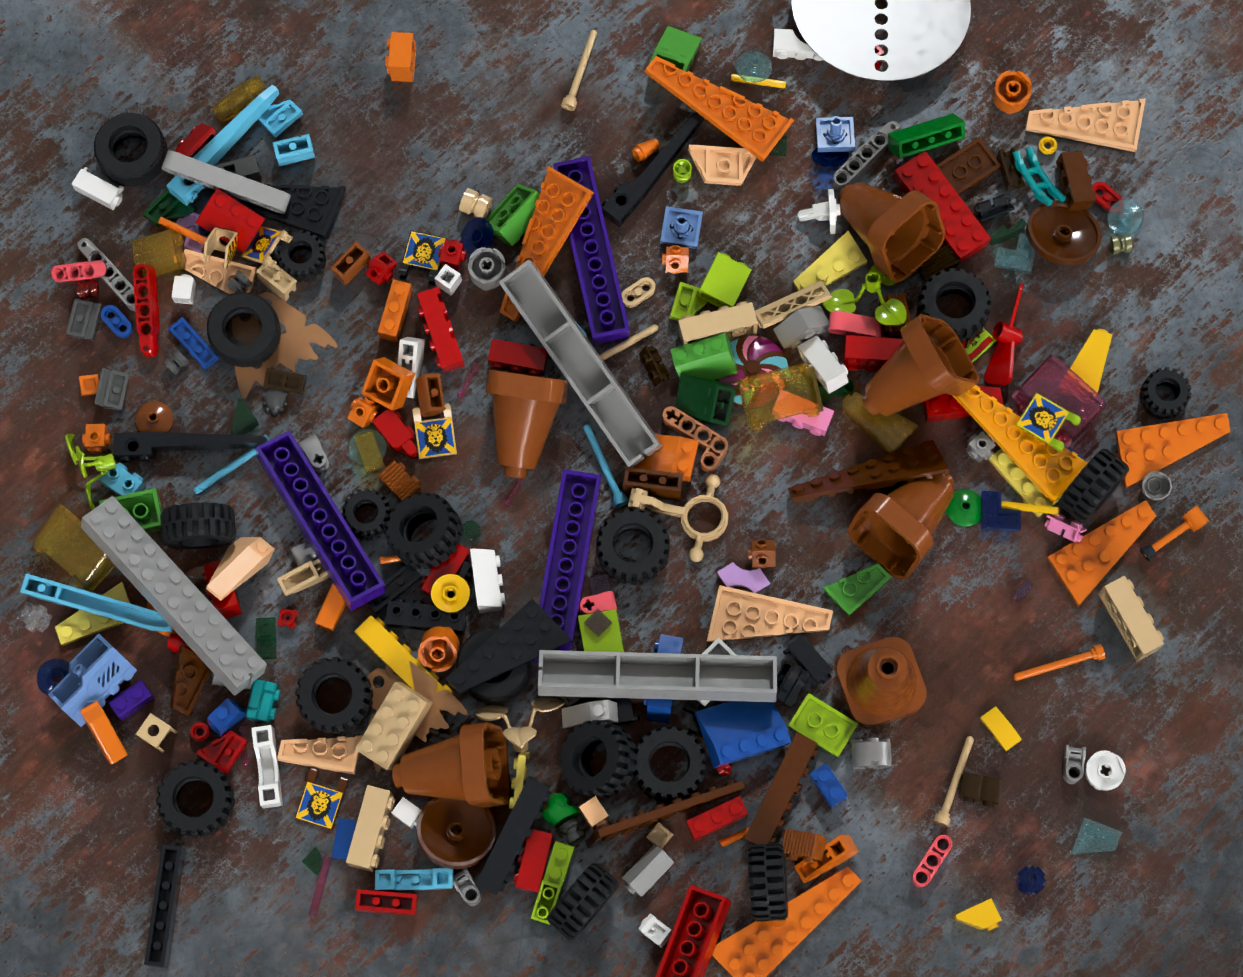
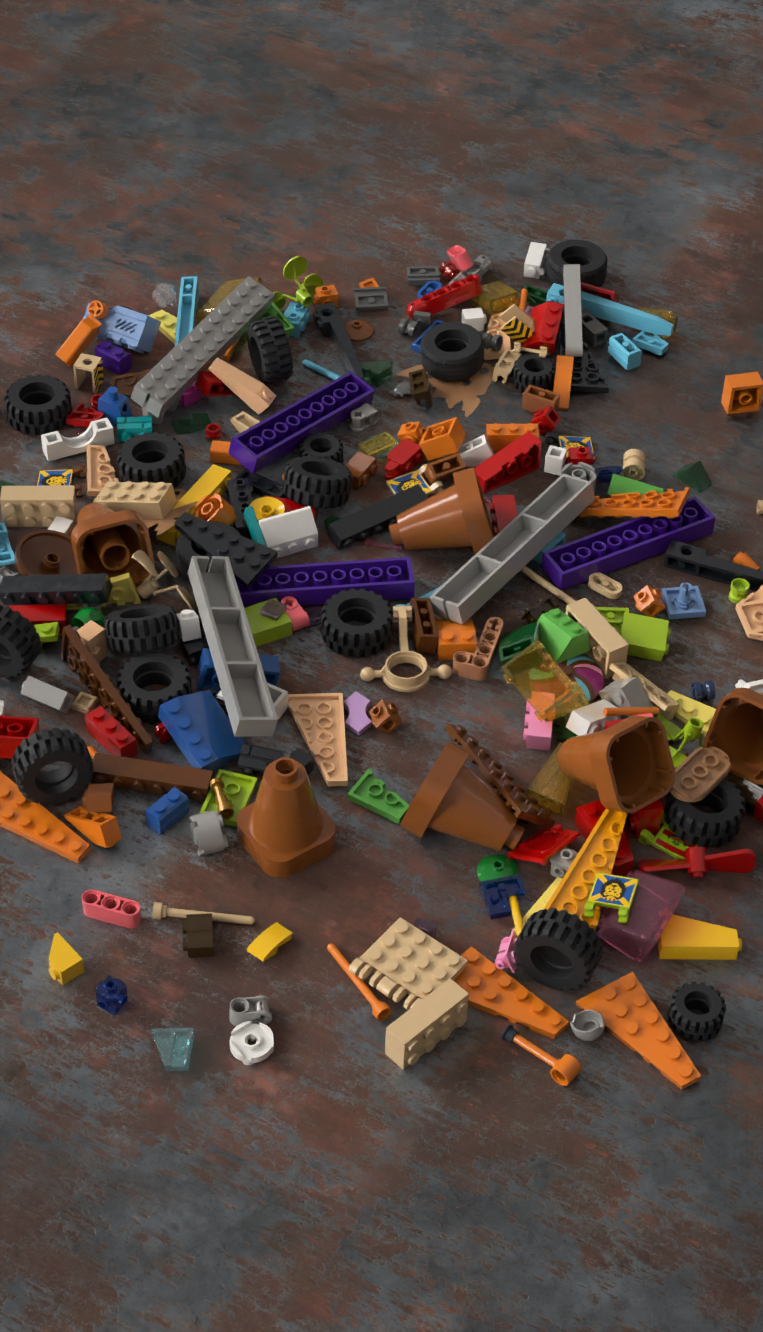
camera: 70 degrees right, 30 degrees down
(83, 704) = (95, 306): none -> orange wheel
(168, 345) = (423, 318): none -> dark grey plate
(322, 228) = (563, 379): none -> orange slope
(480, 482) = (373, 518): none -> black brick
(482, 613) = (253, 525): none -> teal tile
(502, 151) = (694, 476): none -> clear green slope
(803, 252) = (700, 691): none -> dark blue wheel
(826, 328) = (630, 711): none -> orange bar
(835, 732) = (224, 808): none -> pearl gold piece
(929, 294) = (700, 774): none -> medium nougat tile
(961, 456) = (544, 844): none -> red container
(1061, 613) = (407, 963): none -> tan hinge

